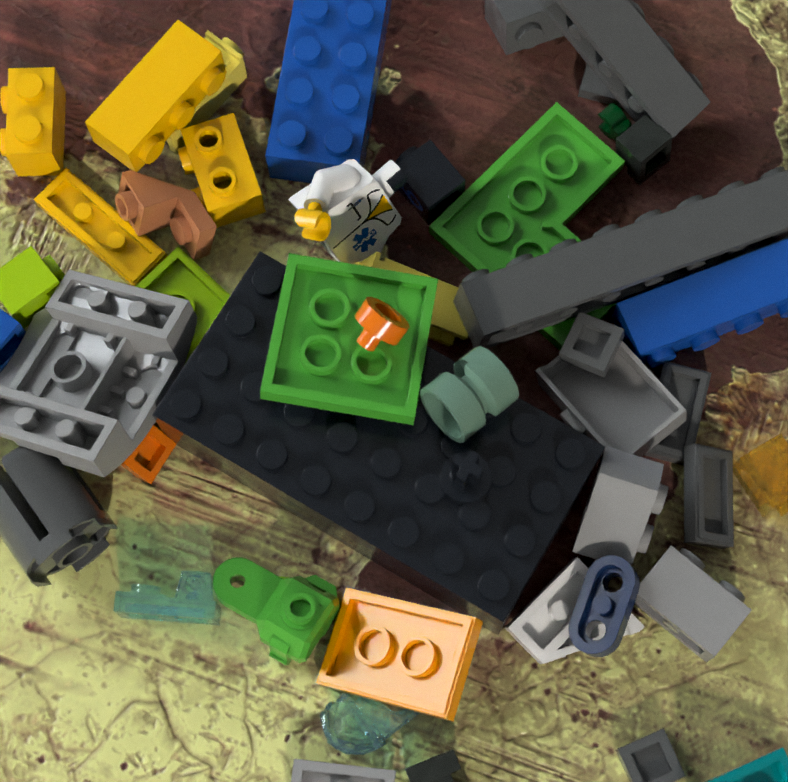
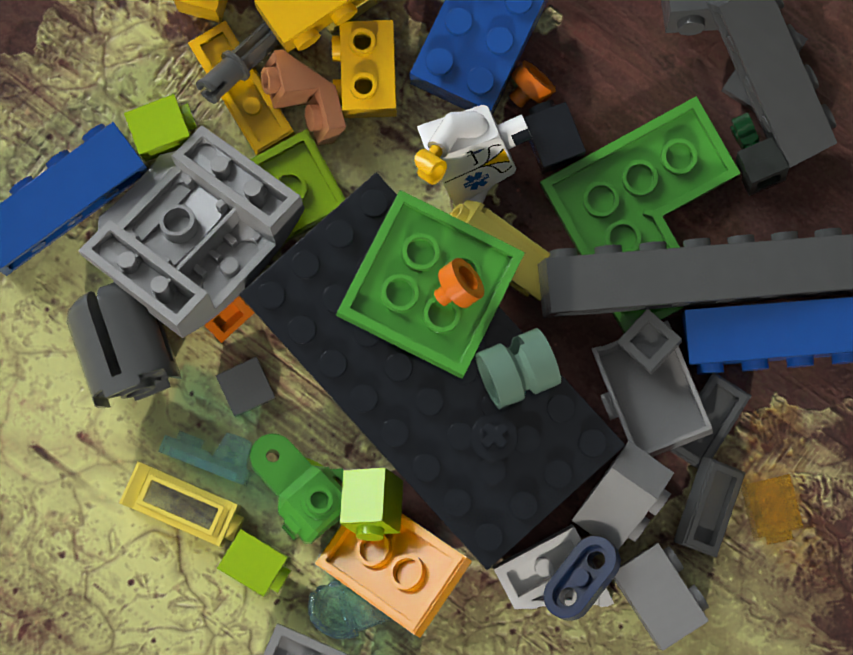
camera: 20 degrees right, 10 degrees up
(89, 200) = (237, 63): none -> dark grey axle
(155, 663) = (182, 505): none -> light yellow window
(189, 521) = (245, 386): none -> dark grey tile
(252, 701) = (255, 564): none -> lime brick
(356, 594) = (371, 503): none -> brick
(390, 140) = (531, 84): none -> orange tile

